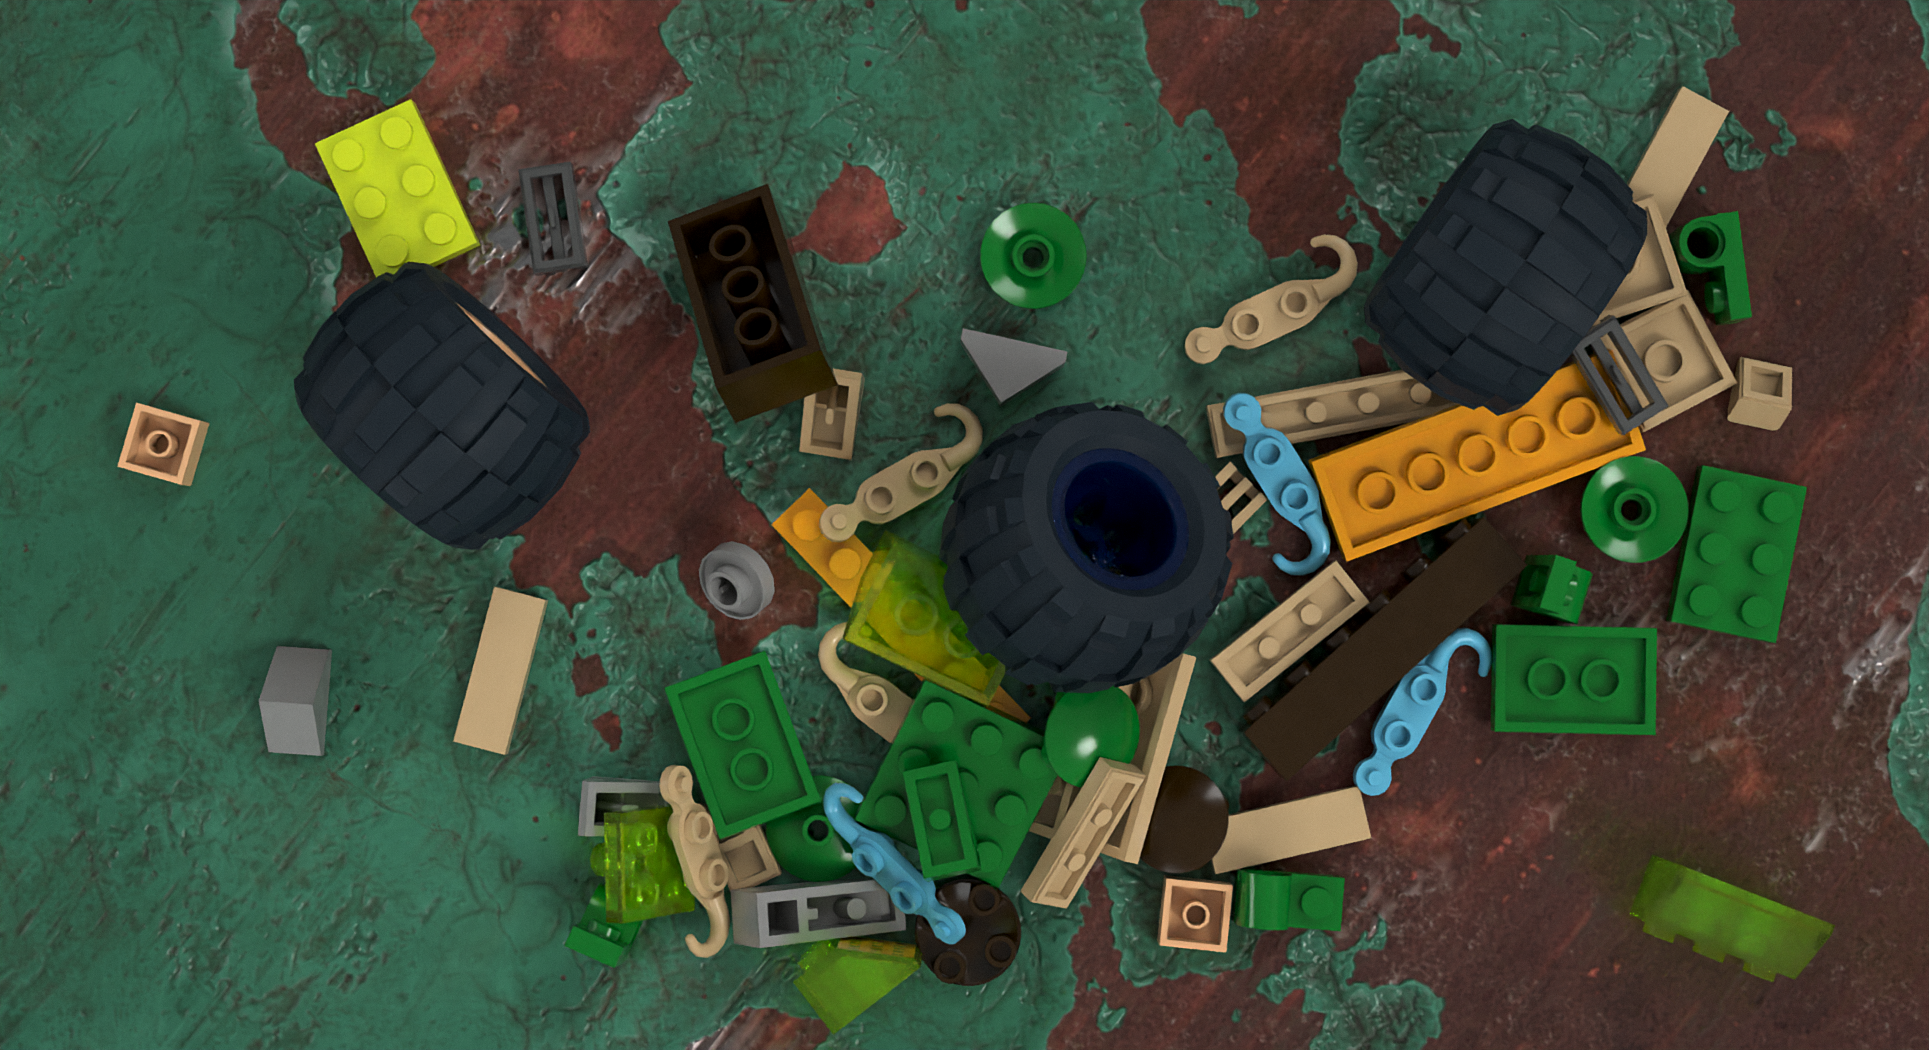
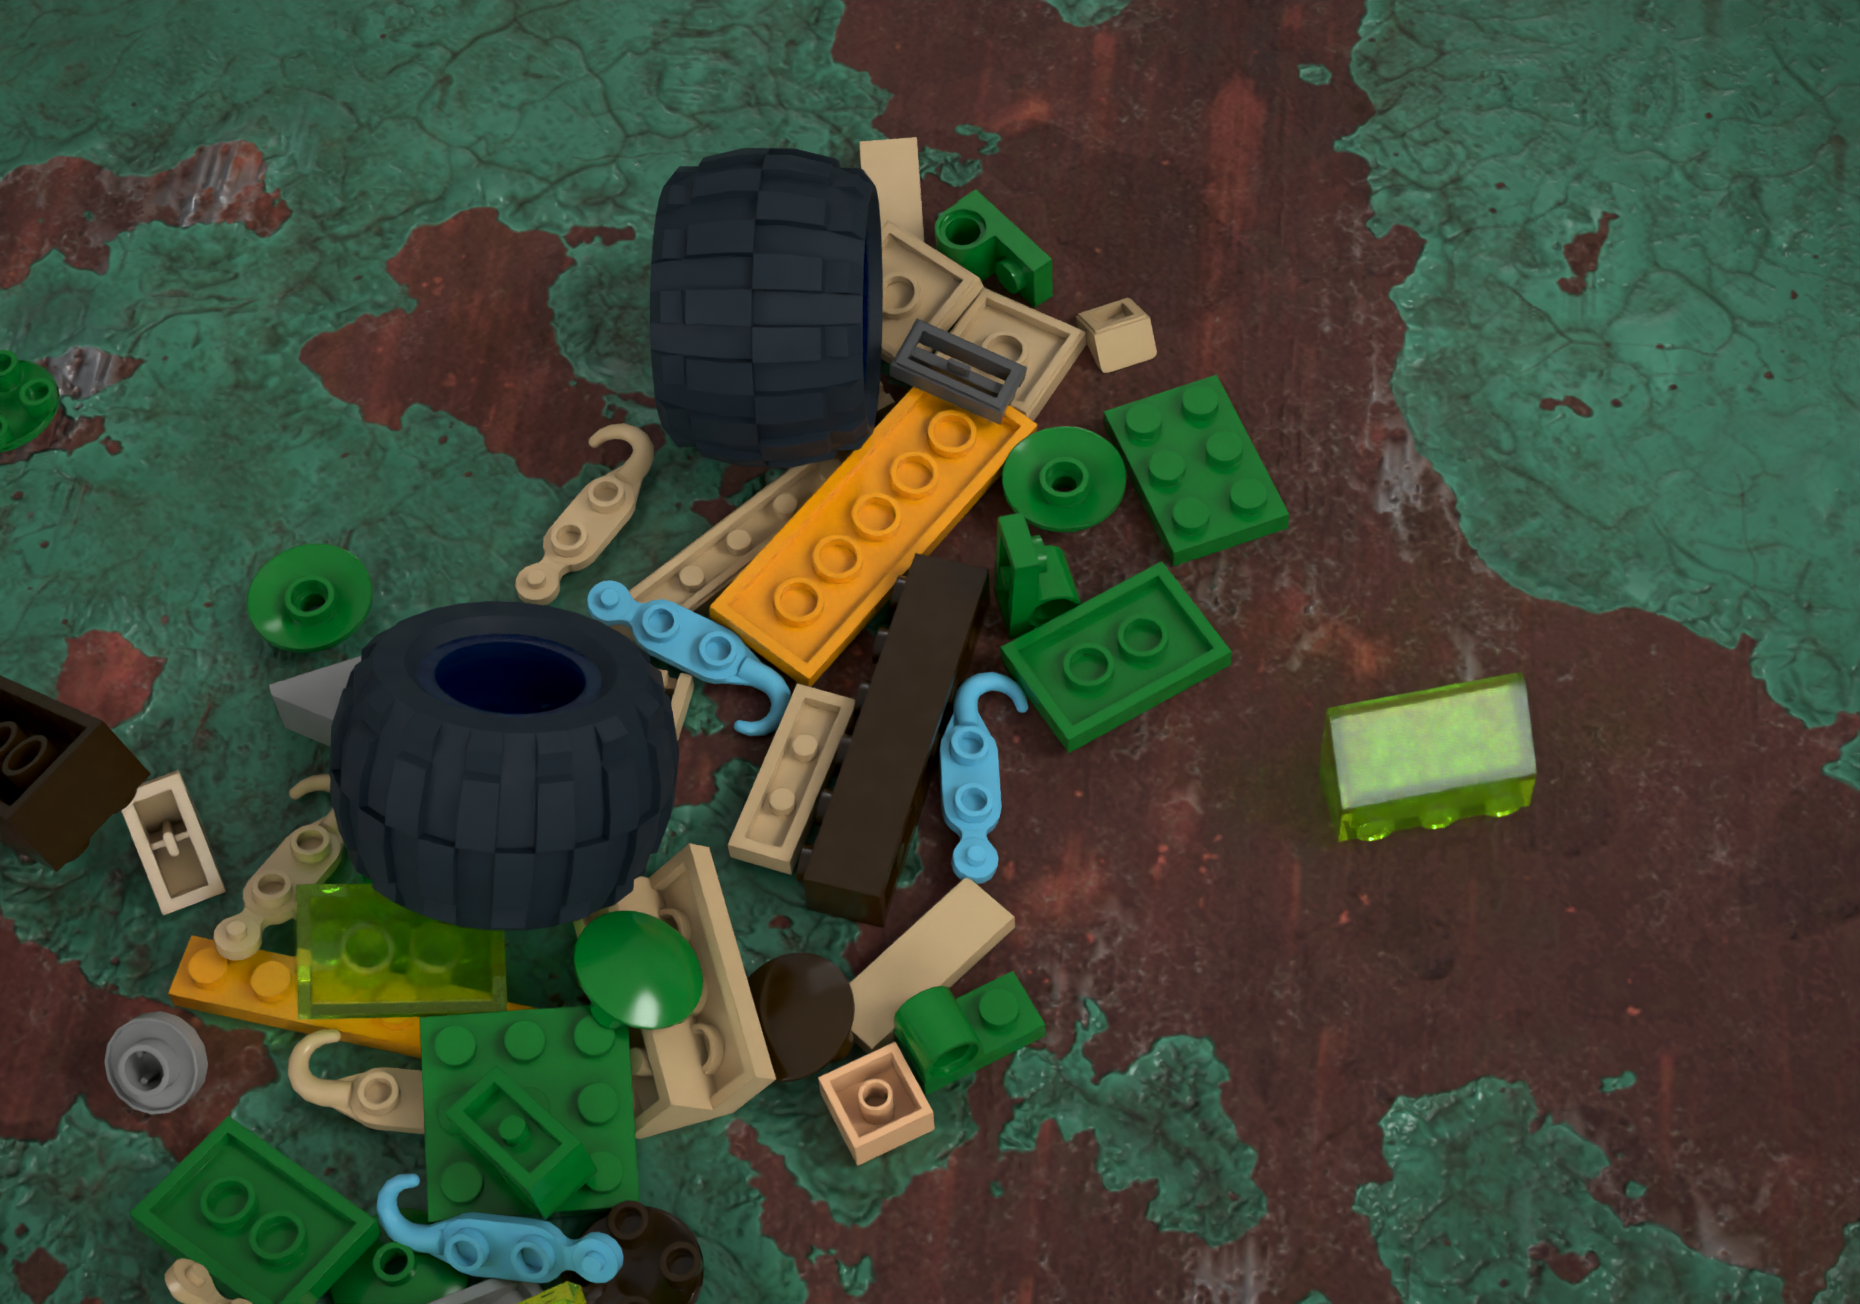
camera: 30 degrees left, 30 degrees down
(1083, 833) = (694, 1081): tan tile -> none

